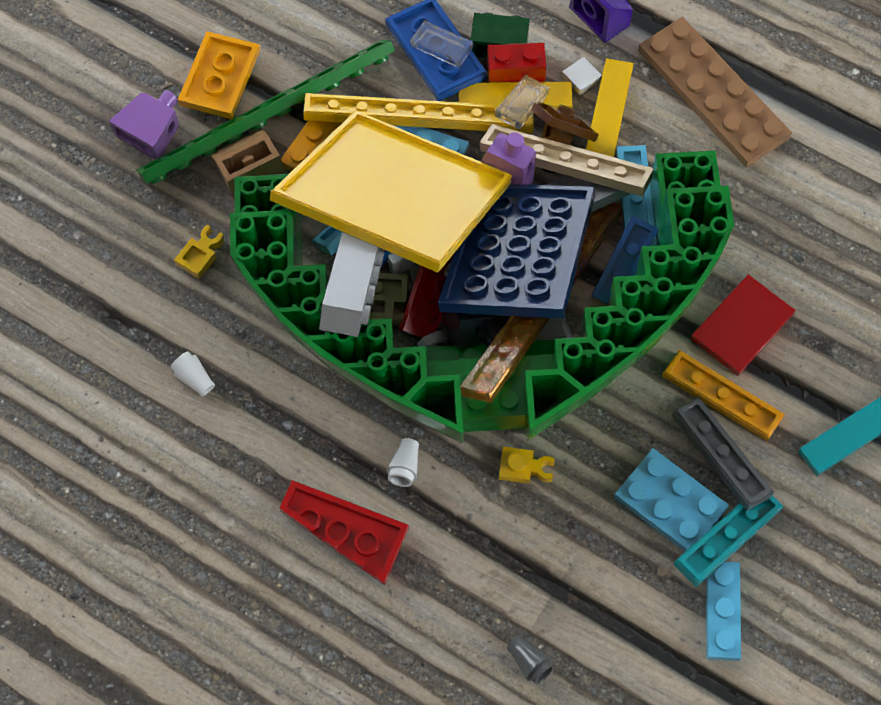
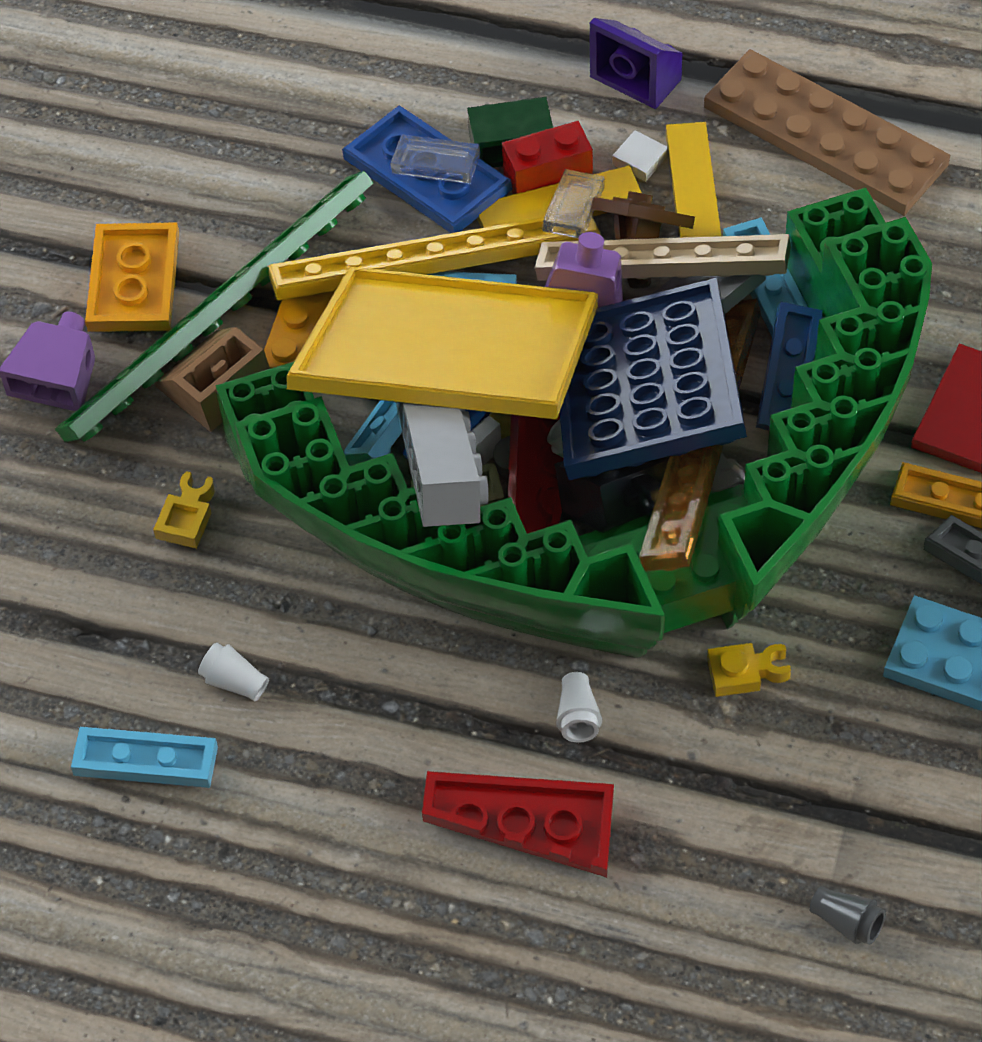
camera: 15 degrees left, 10 degrees down
(119, 416) = (144, 757): none -> medium azure plate

